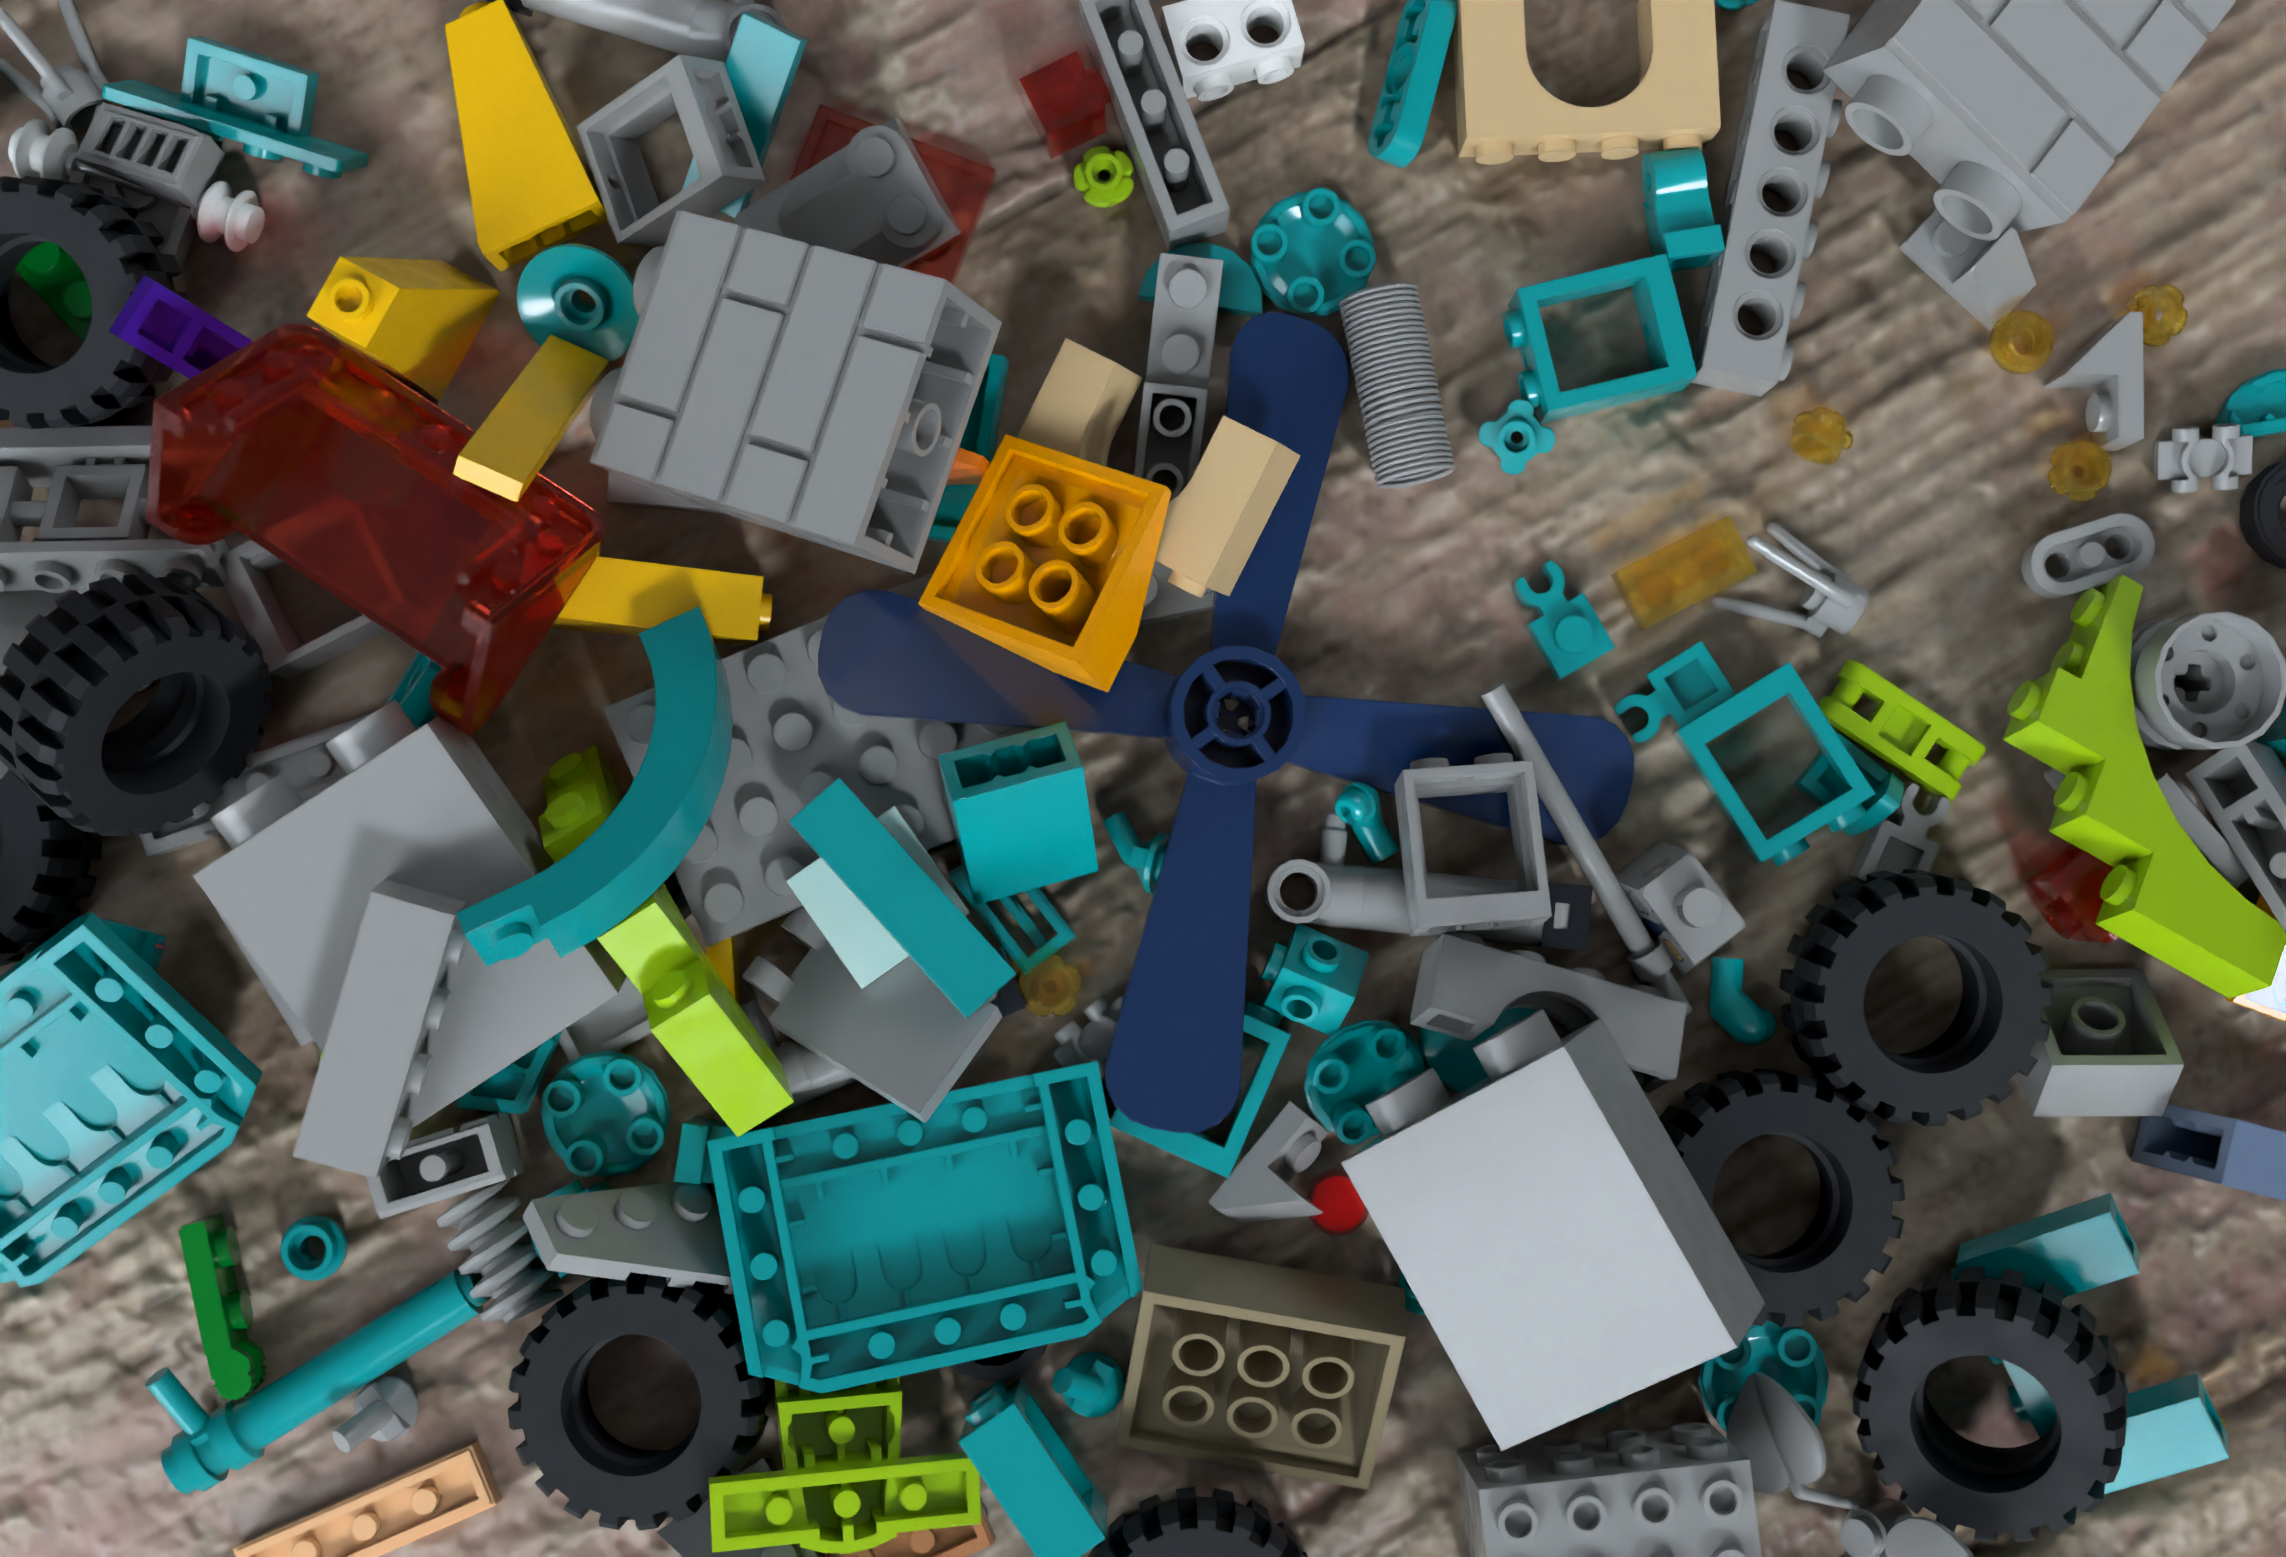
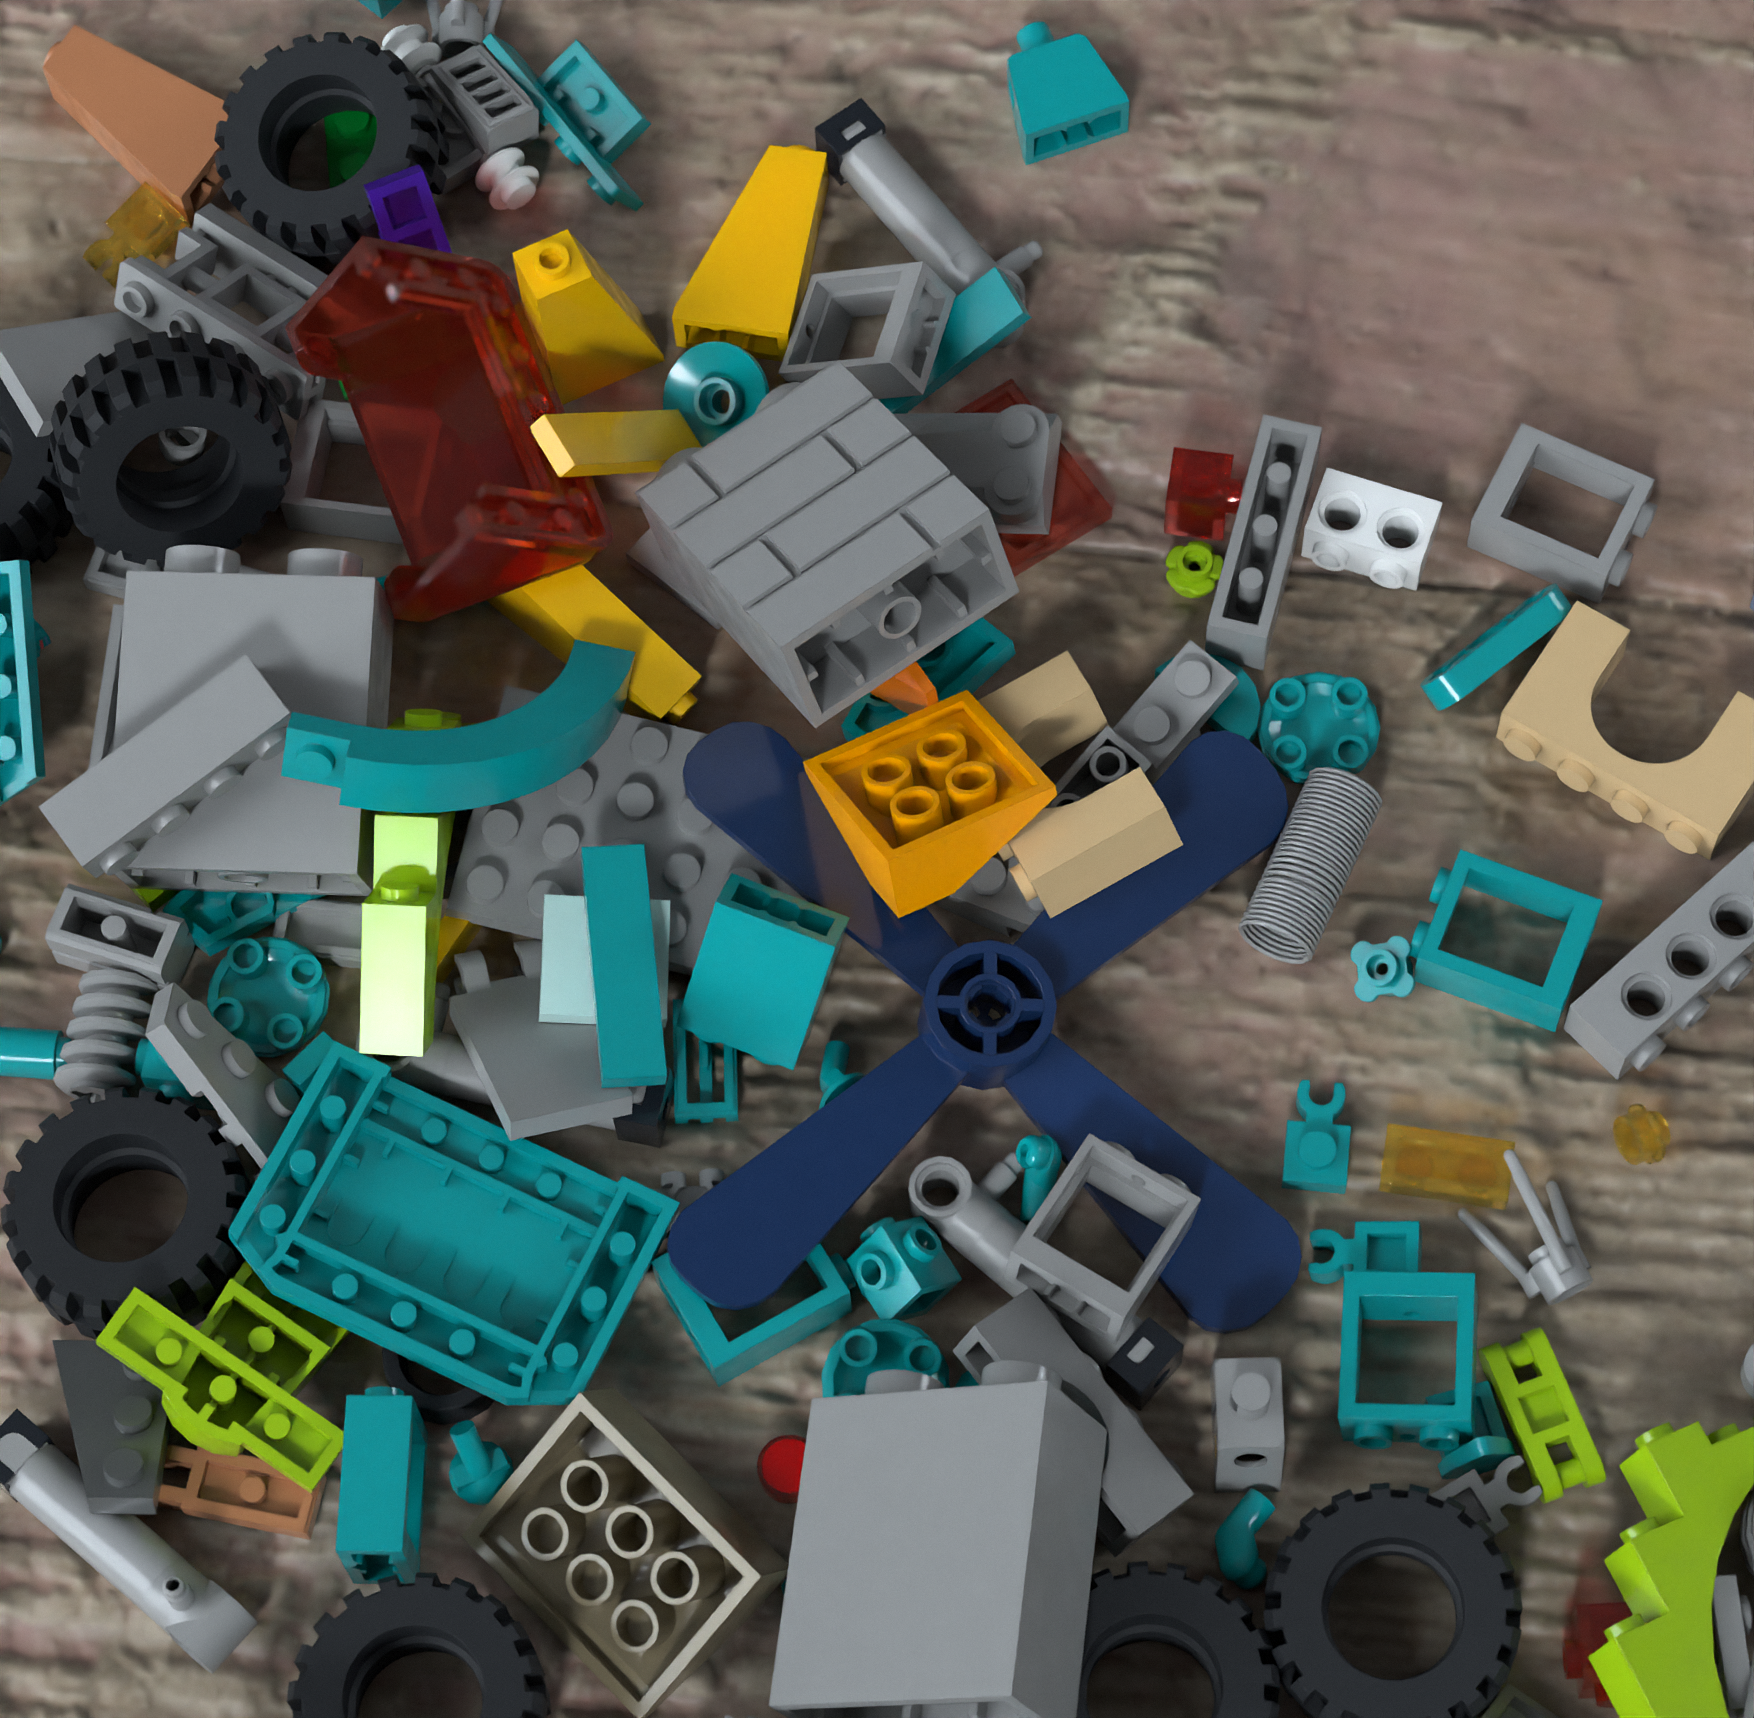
camera: 40 degrees right, 20 degrees down
(1056, 1003) = (685, 1123): clear yellow plate -> none
(1260, 1182) = (743, 1398): light grey slope -> none
(1646, 957) = (1193, 1450): light grey bar -> none
(1680, 209) = (1644, 885): teal leg -> none

